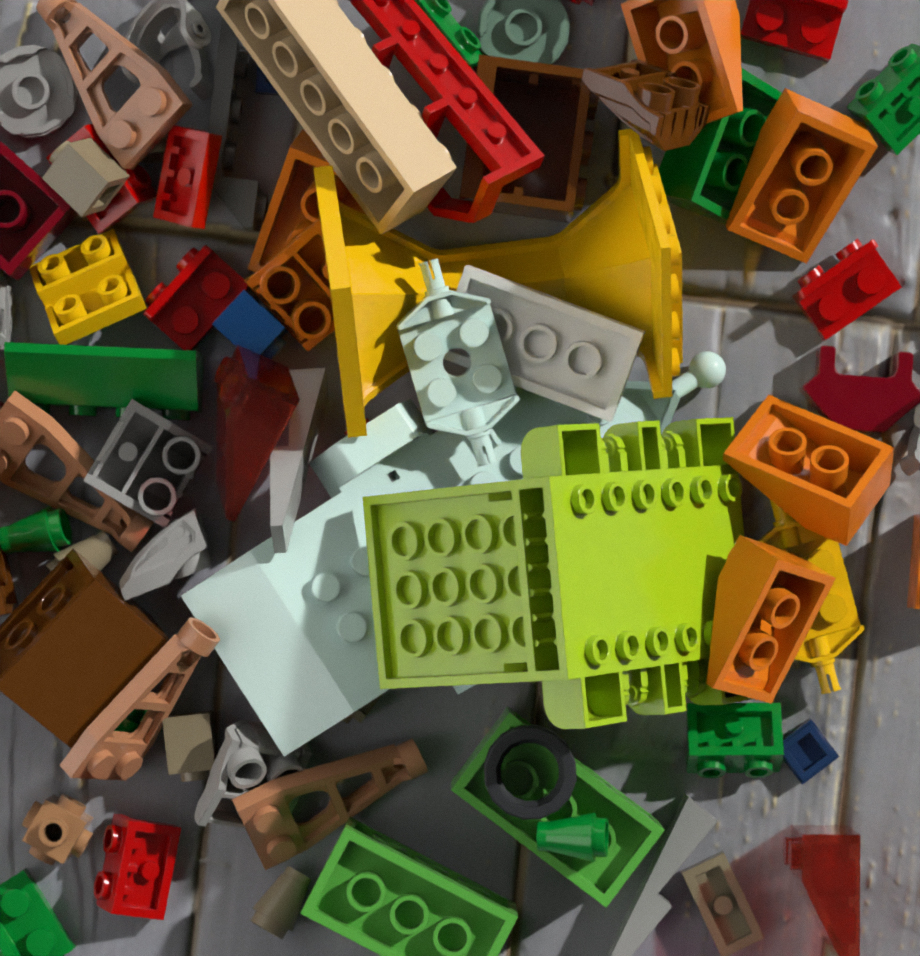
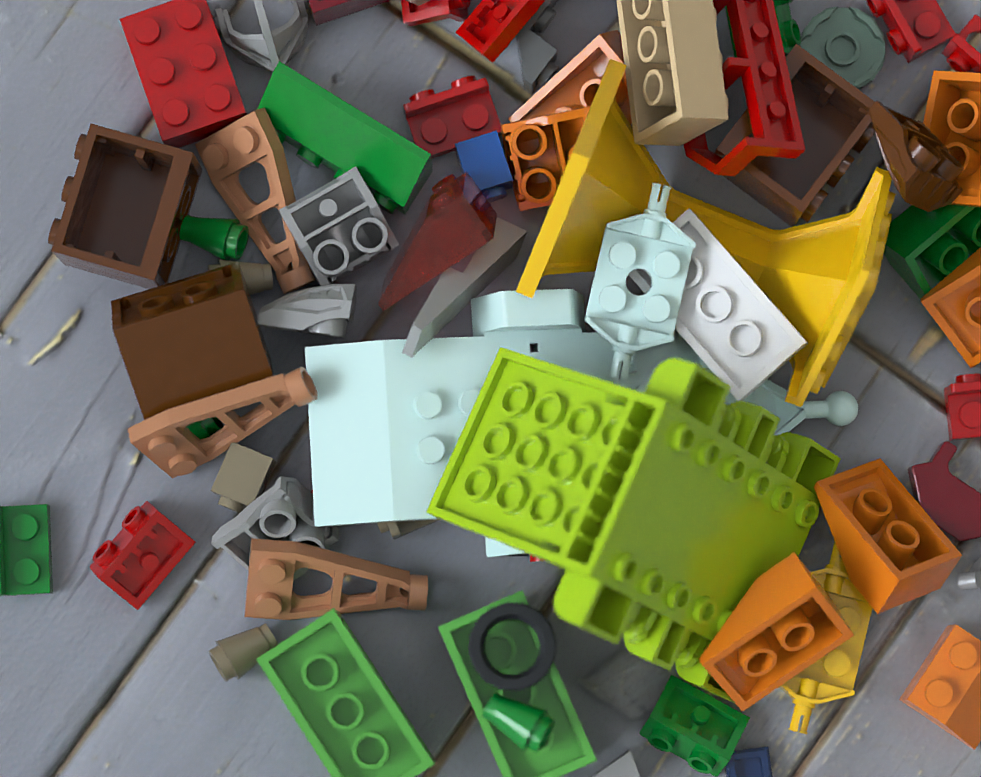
camera: 30 degrees right, 5 degrees down
(69, 816) = (109, 490): medium nougat brick -> none
(87, 287) = (370, 59): yellow slope -> none

